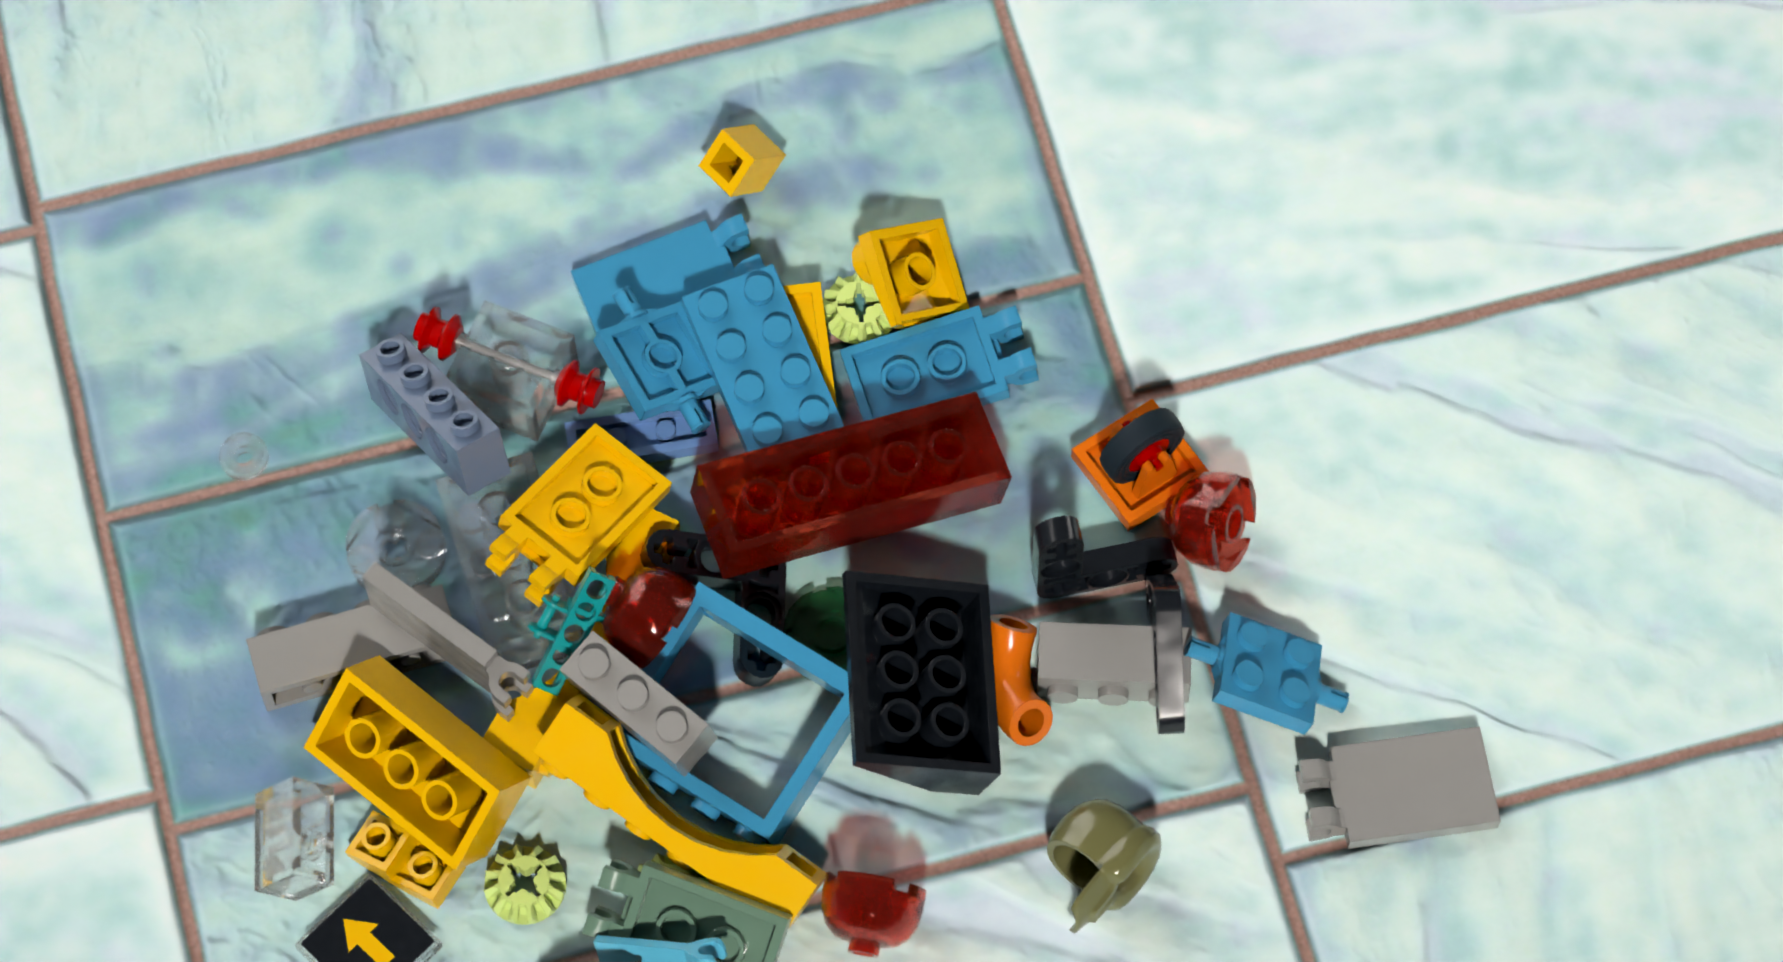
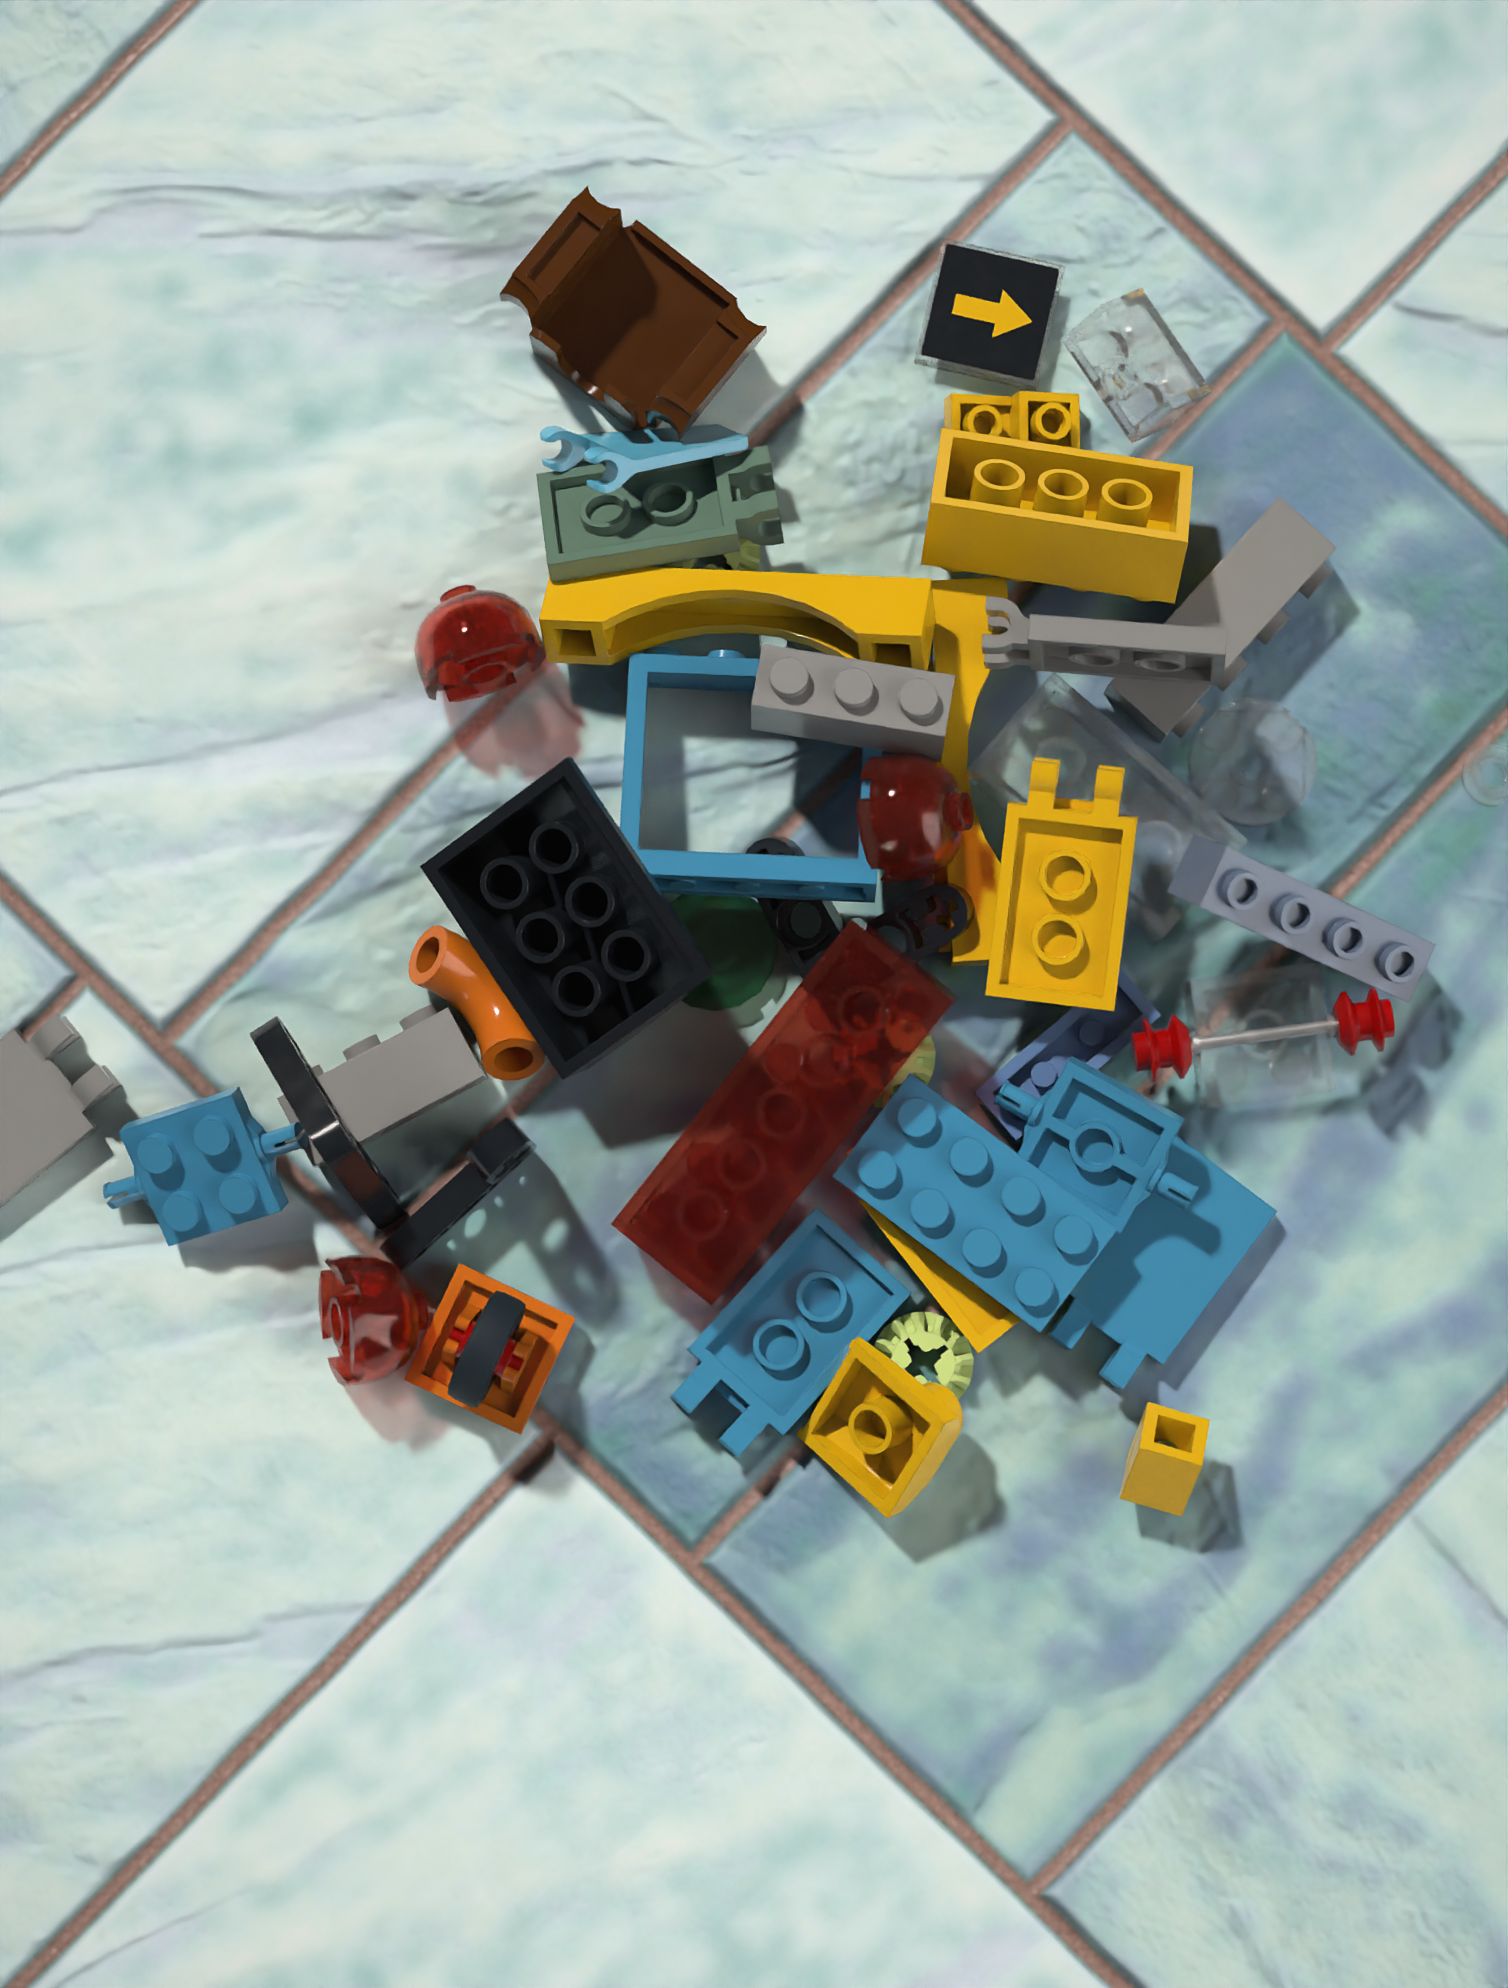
camera: 150 degrees right, 20 degrees up
(525, 907) = (884, 500): yellowish green gear -> none
(556, 638) = (982, 726): teal piece -> none
(1104, 855) = (264, 858): olive piece -> none

